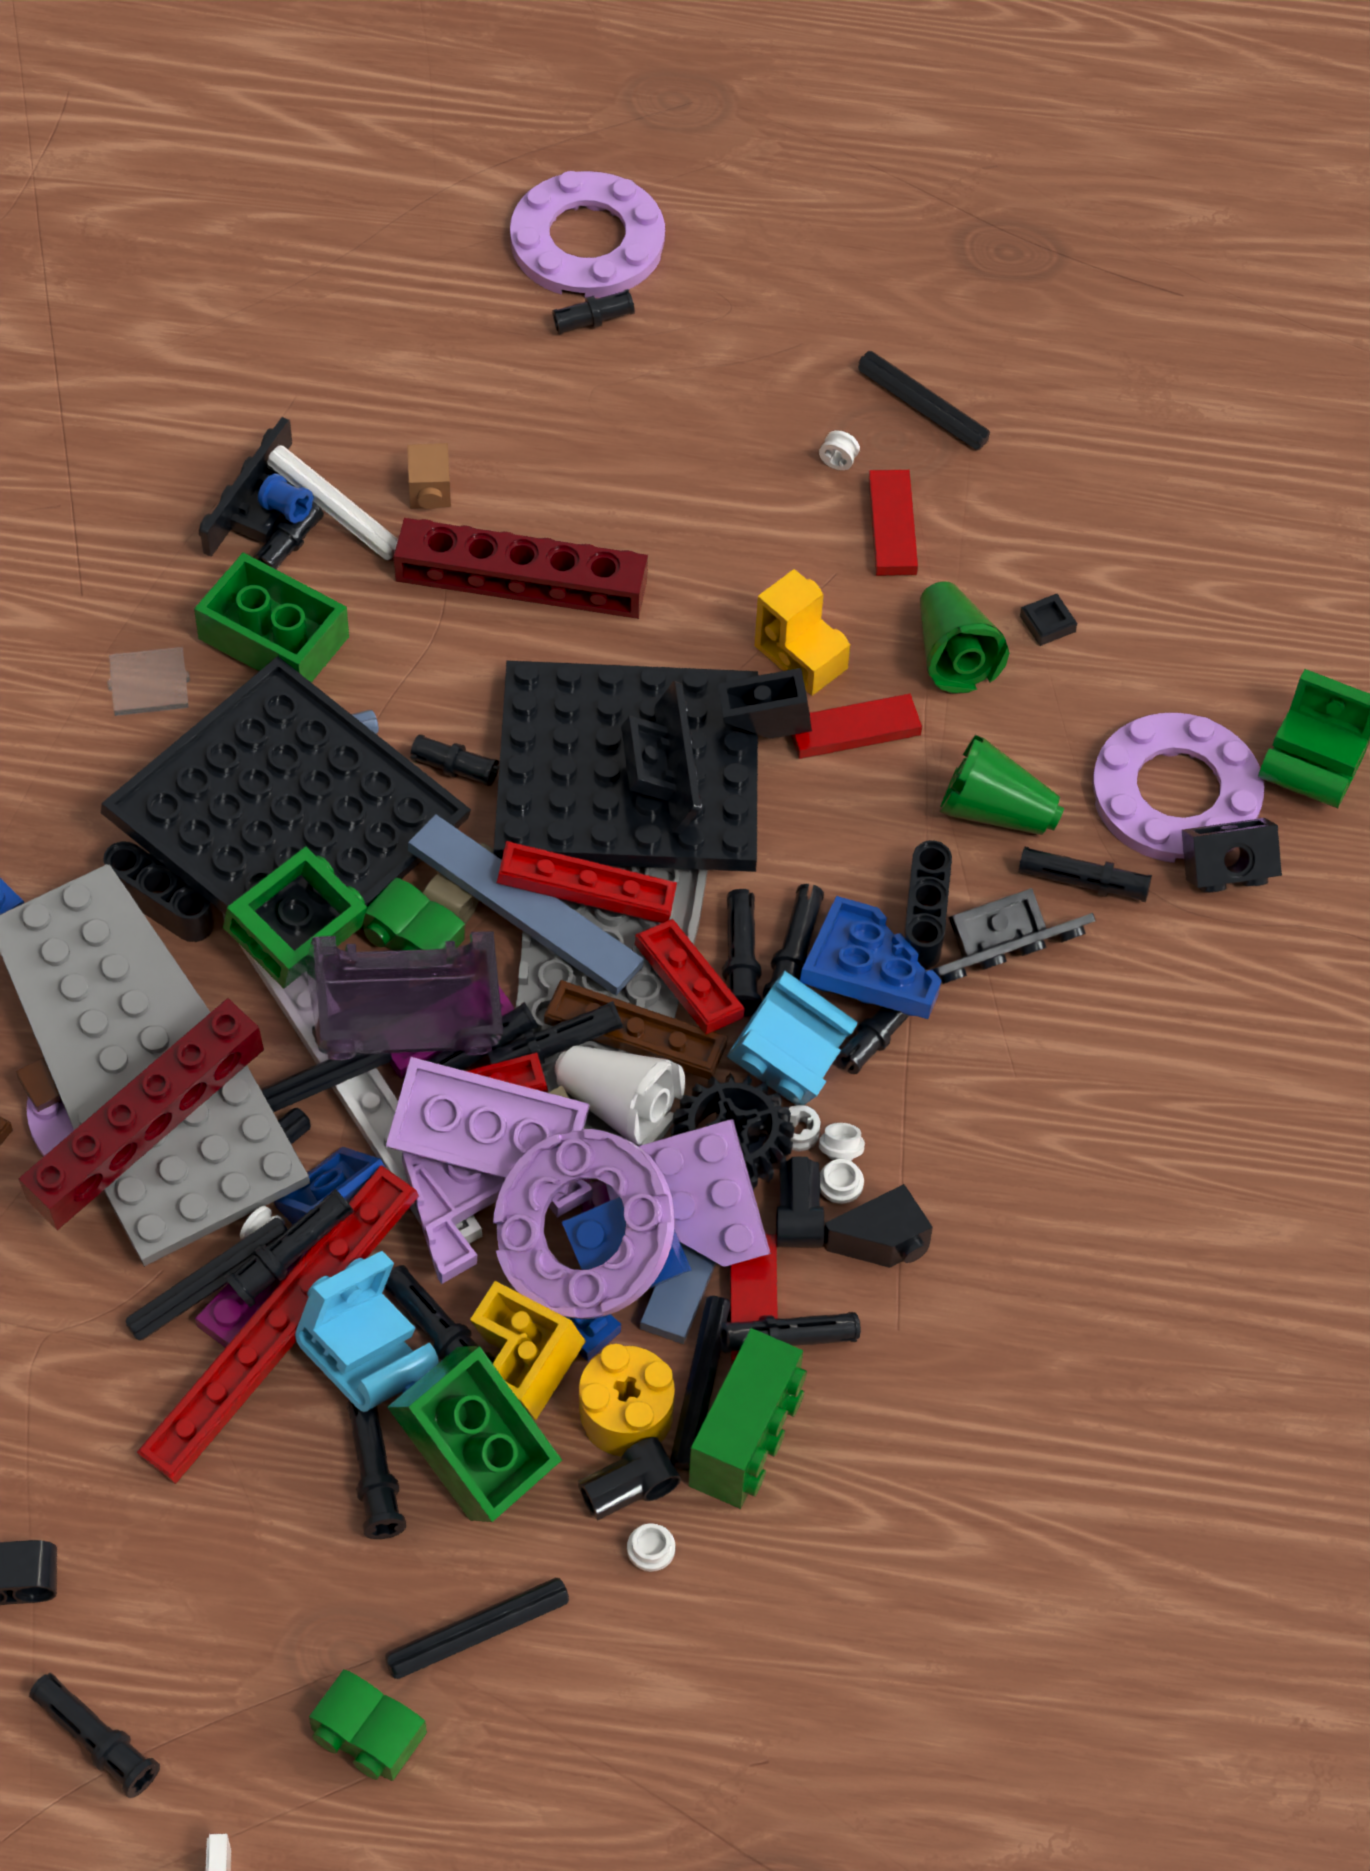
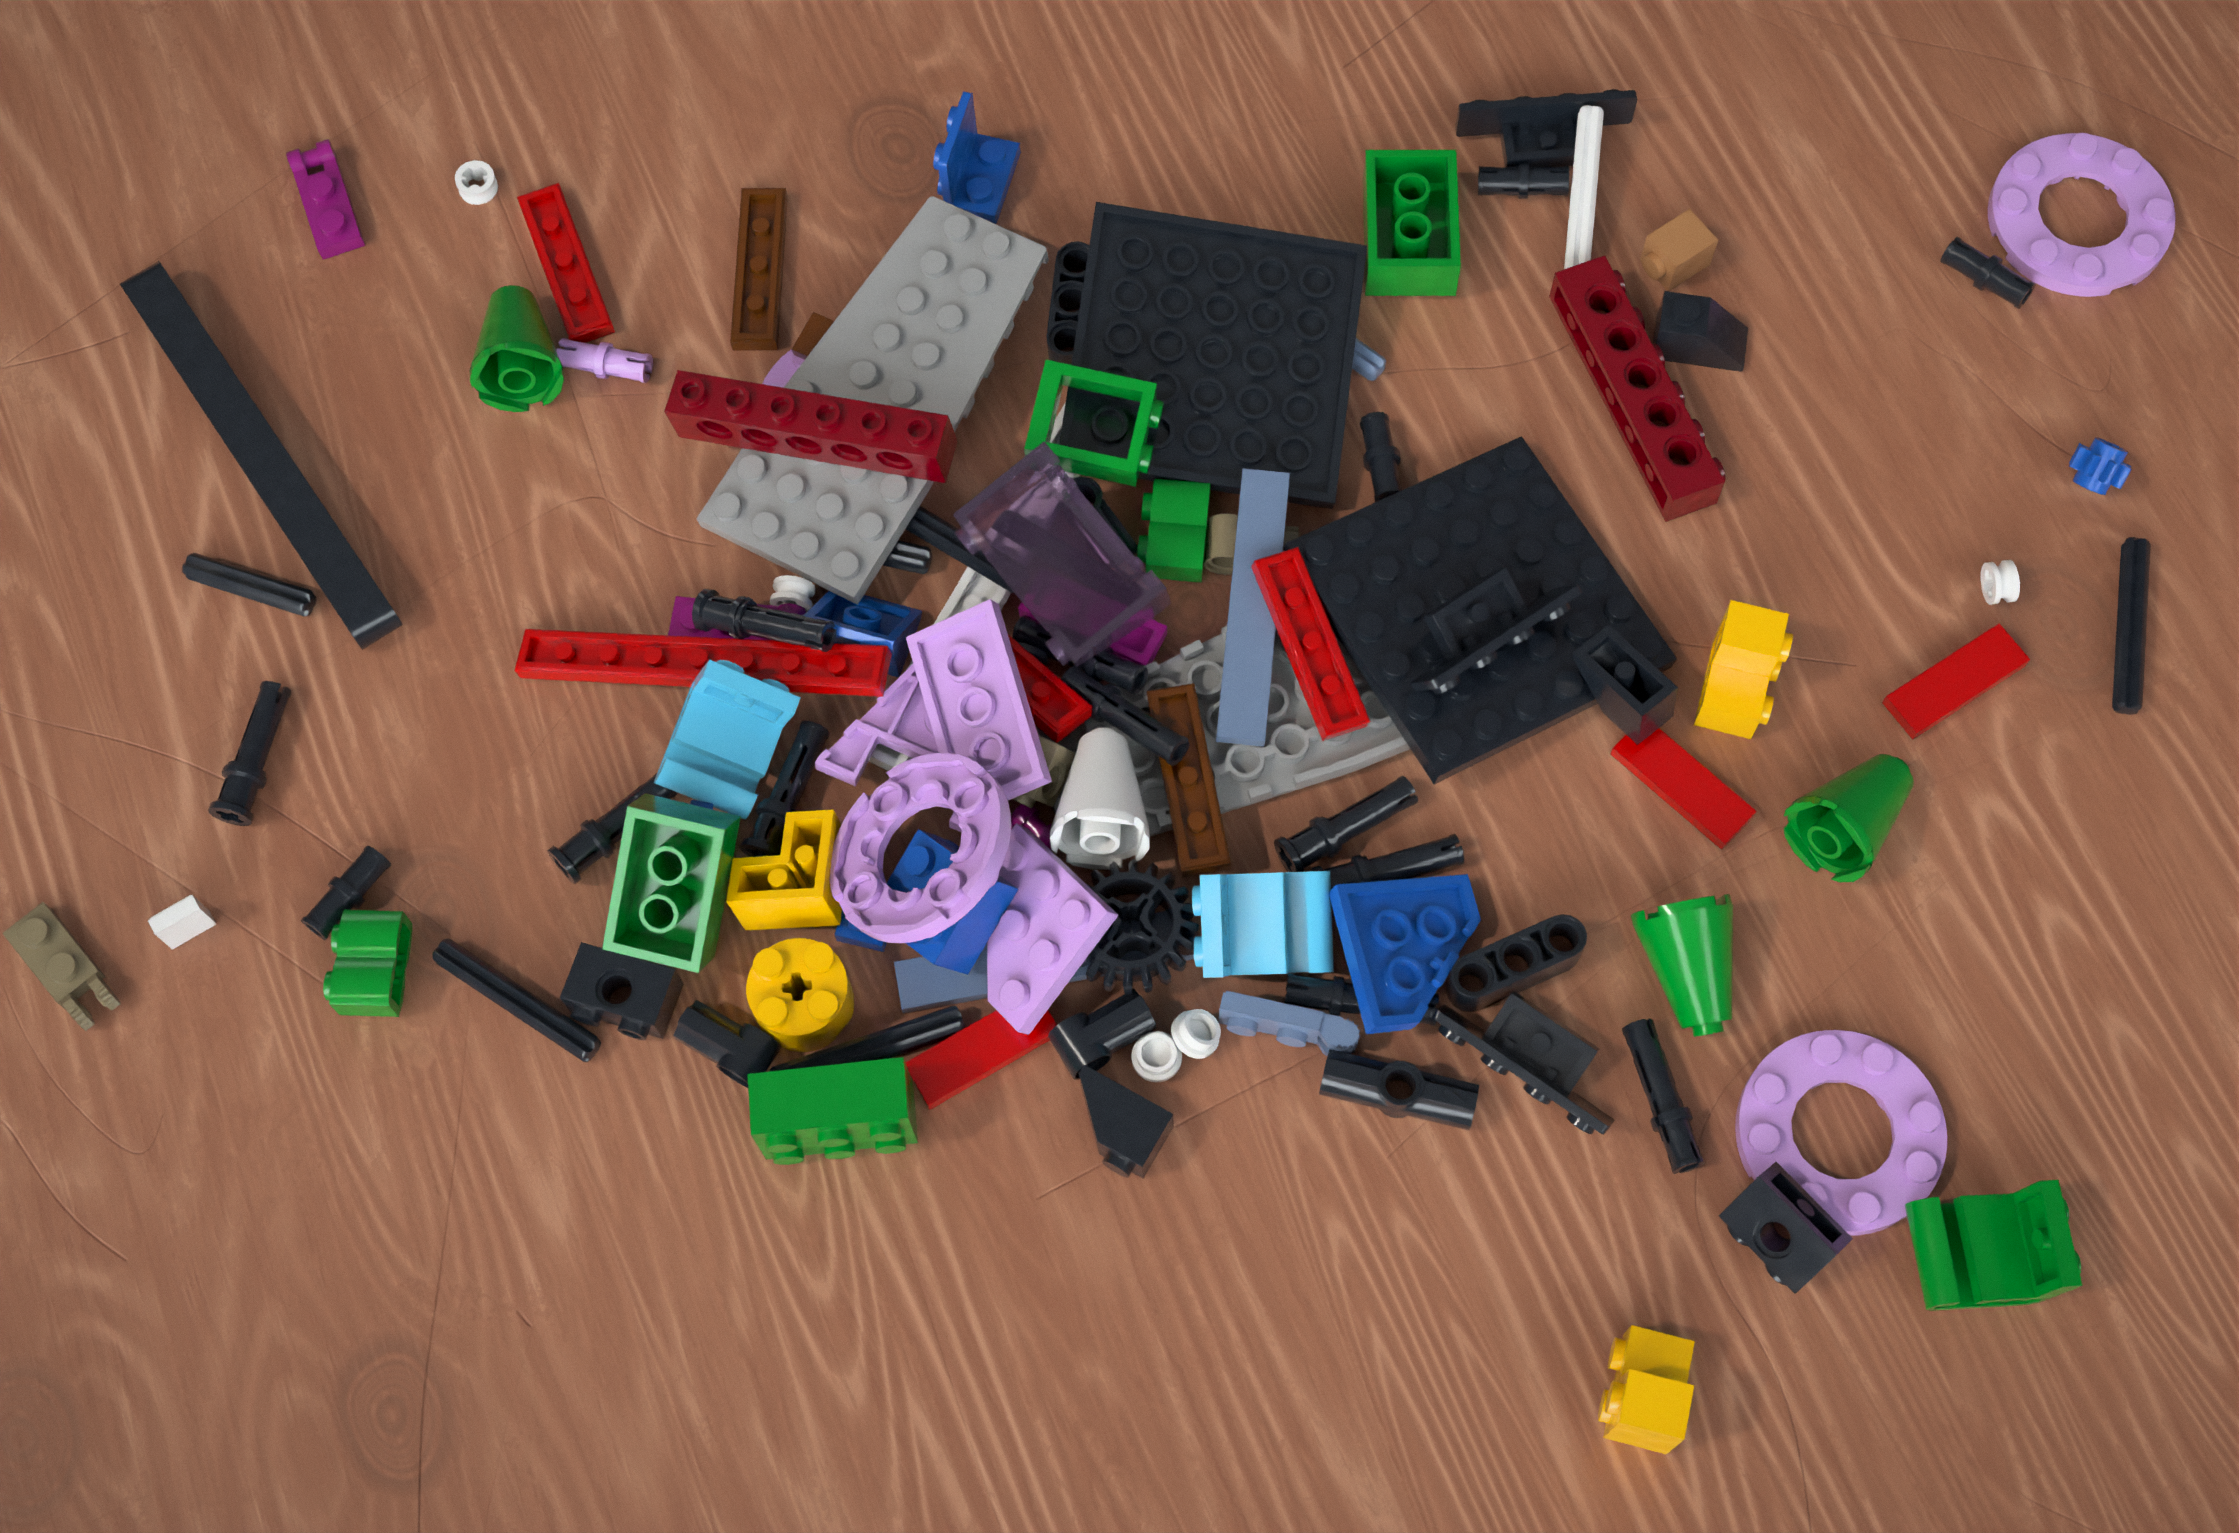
camera: 65 degrees right, 10 degrees up
(148, 681) = (1291, 171): clear piece -> none
(200, 1283) = (701, 576): black axle -> none
(285, 1717) = (346, 892): none -> black pin
(287, 499) = (1547, 143): blue bush -> none
(506, 503) = (1699, 332): none -> black slope
(539, 1511) = (600, 972): none -> black brick
(651, 1547) = (675, 1102): white plate -> none
(689, 976) = (1272, 791): red tile -> none
(794, 1331) = (999, 1142): black pin -> none
(795, 340) = (2100, 466): none -> blue gear
(808, 1136) = (1181, 997): white bush -> none
(876, 1075) = (1289, 1023): none -> sand blue hinge
(959, 1049) = (1433, 1096): none -> black piece
(1048, 619) = (1953, 893): black tile -> none
(1299, 1003) = (1650, 1390): none -> yellow brick

